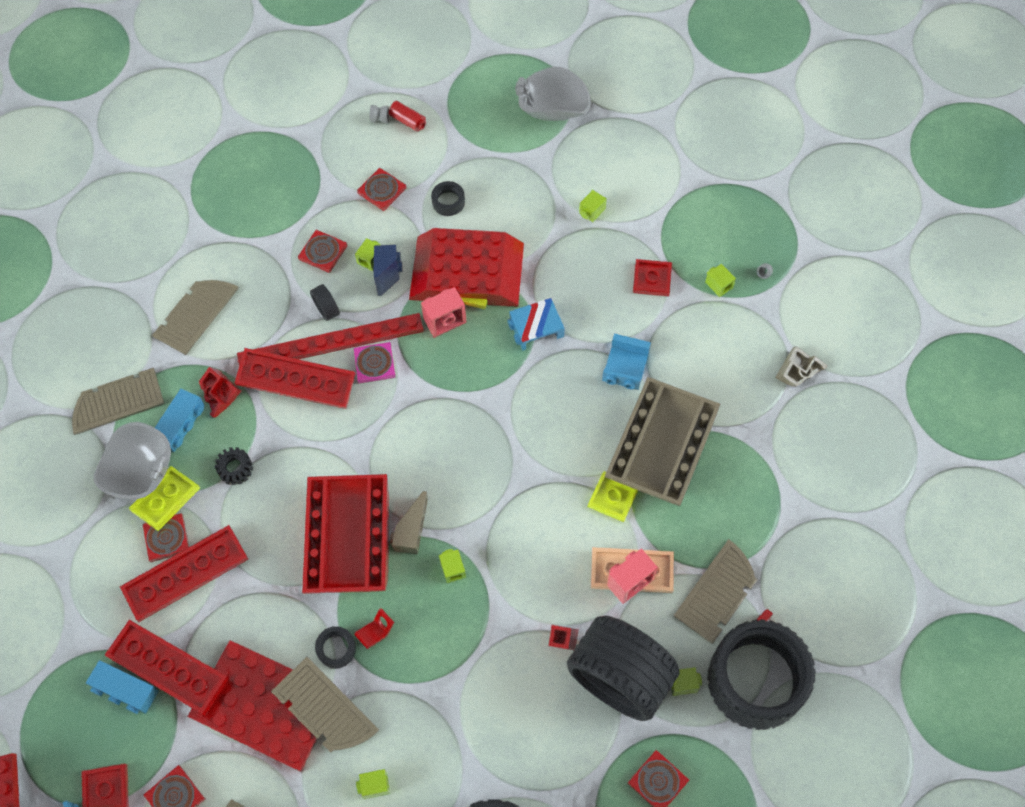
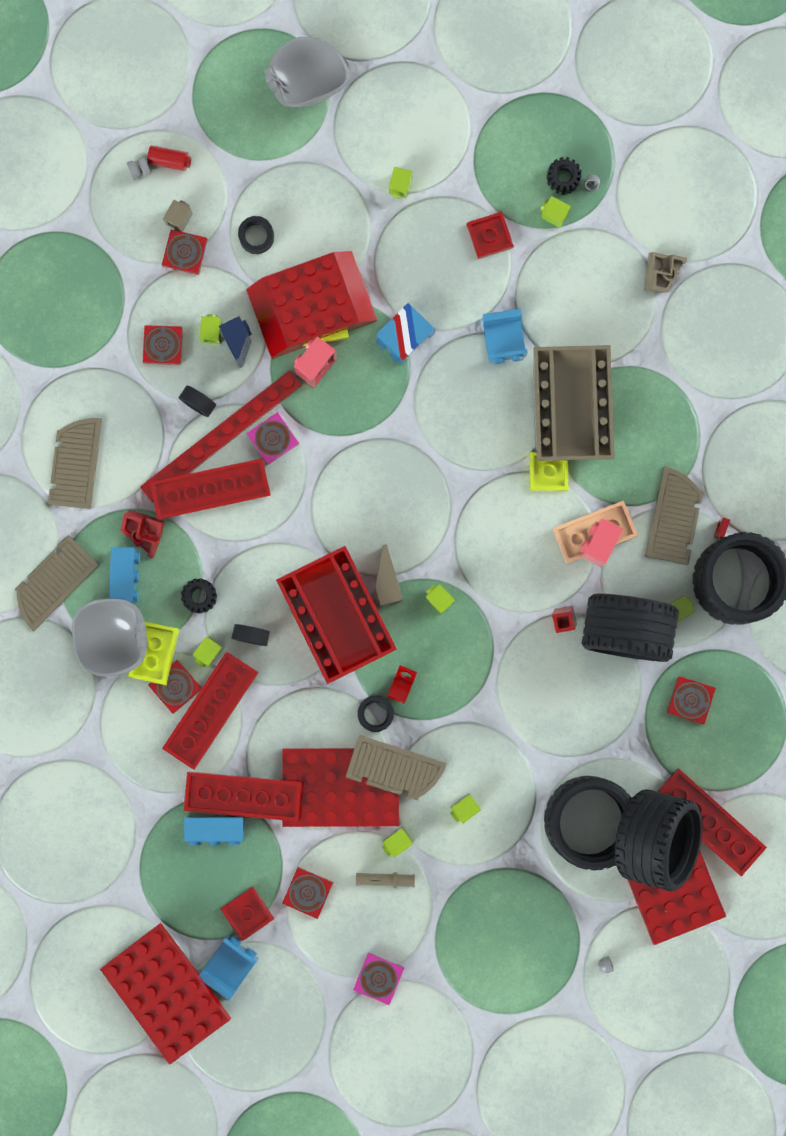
camera: 25 degrees left, 20 degrees up
(212, 518) = (207, 652): none -> lime brick
(258, 518) = (250, 635): none -> black tyre
(288, 786) = (396, 843): none -> lime brick
(391, 159) = (178, 215): none -> dark tan brick
(741, 246) = (564, 165): none -> black tyre

